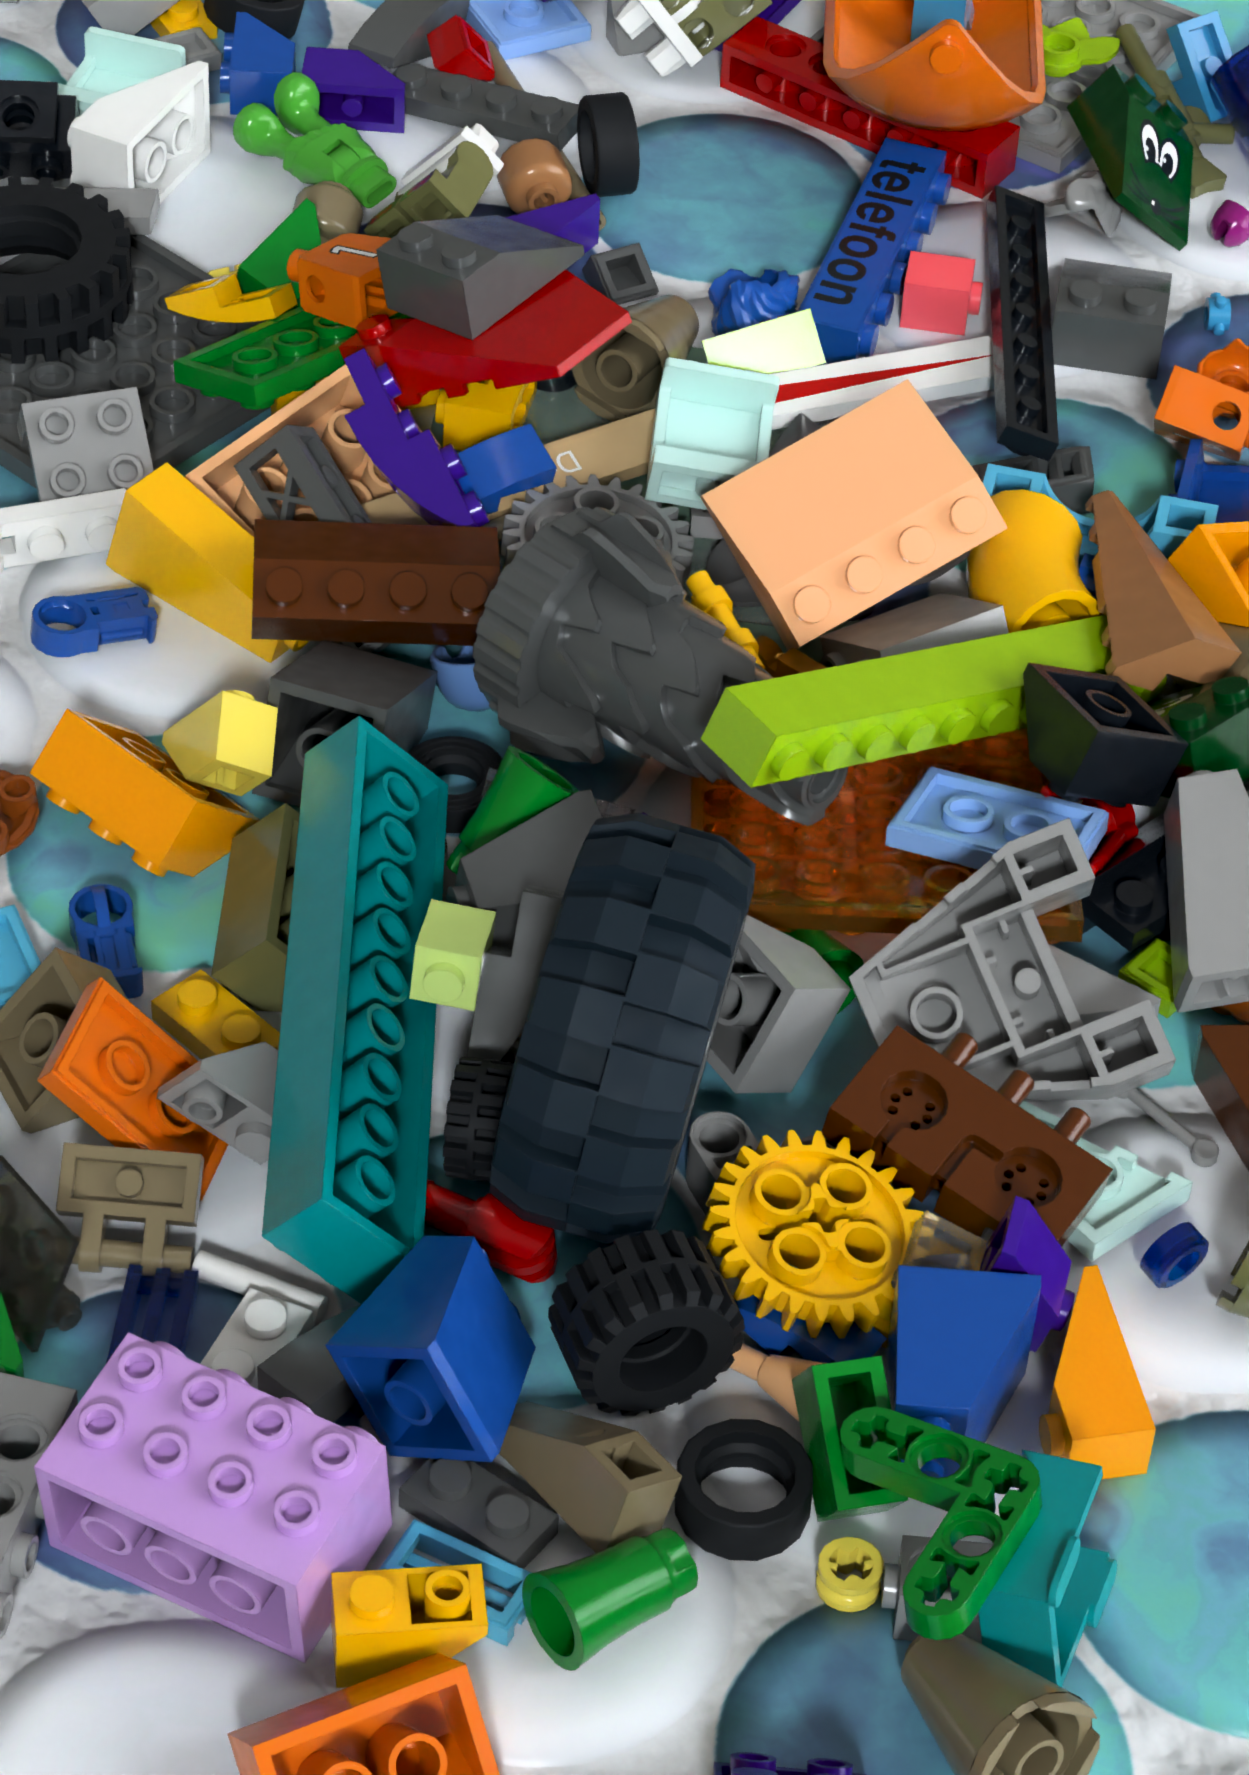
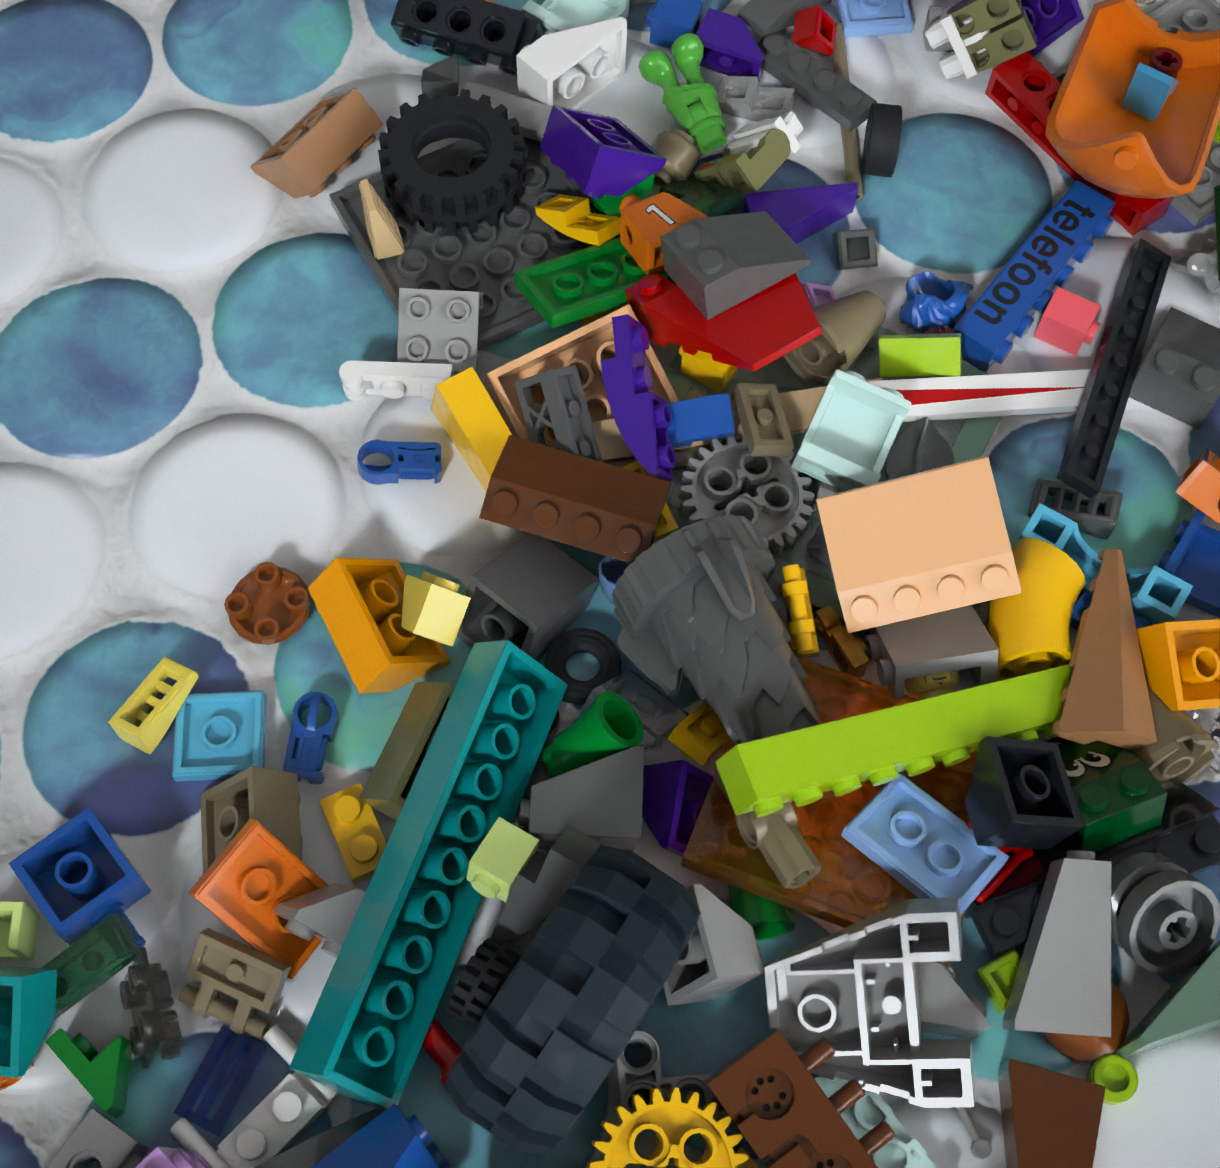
camera: 20 degrees right, 20 degrees up
(226, 214) = (598, 152): none -> dark purple slope
(404, 147) = (747, 100): none -> light grey slope
(534, 175) = (824, 153): medium nougat head -> none
(588, 449) = (763, 420): none -> dark tan plate
(653, 797) = (700, 734): none -> yellow plate
(785, 835) = (778, 842): none -> dark tan piece

